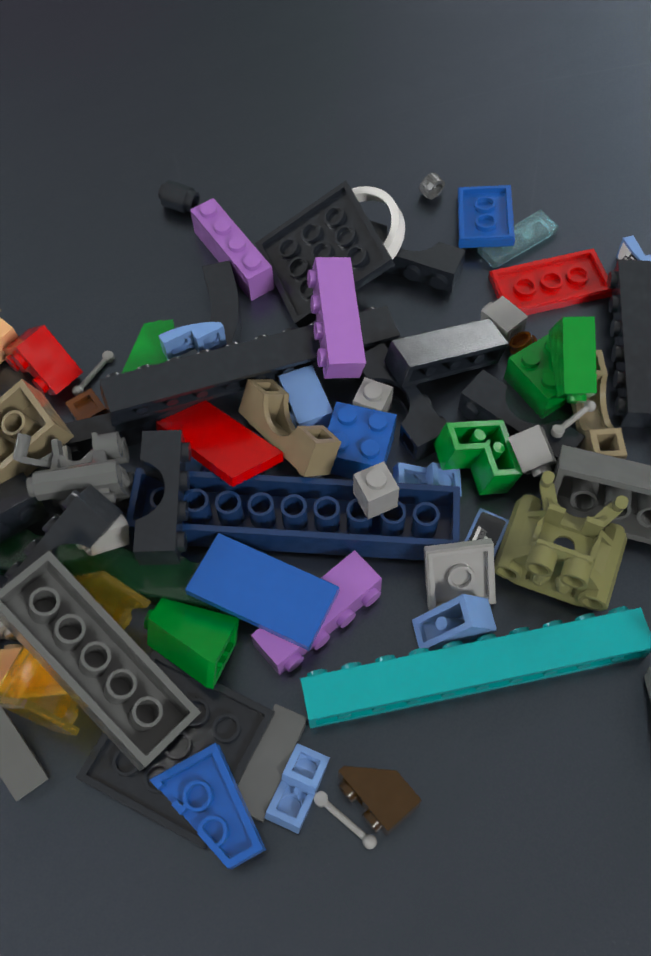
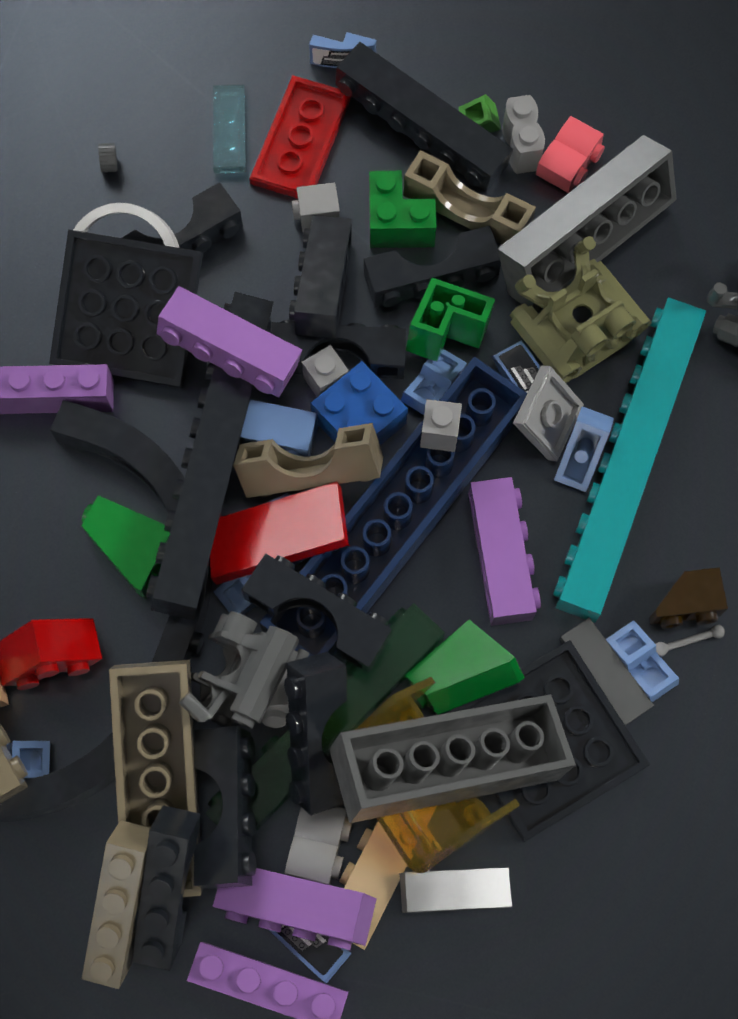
camera: 60 degrees left, 10 degrees up
(85, 405) = (135, 639): reddish brown plate -> none
(108, 357) = (81, 587): light grey hinge -> none
(193, 336) = (150, 481): medium blue slope -> none
(212, 803) = (622, 734): blue wing -> none
(263, 591) = (461, 582): blue tile -> none
(485, 216) = (184, 137): blue tile -> none
(521, 341) = (354, 206): reddish brown plate -> none
(533, 451) = (480, 275): light grey brick -> none
(558, 430) = (472, 241): light grey hinge -> none
(574, 358) = (424, 178): green slope -> none

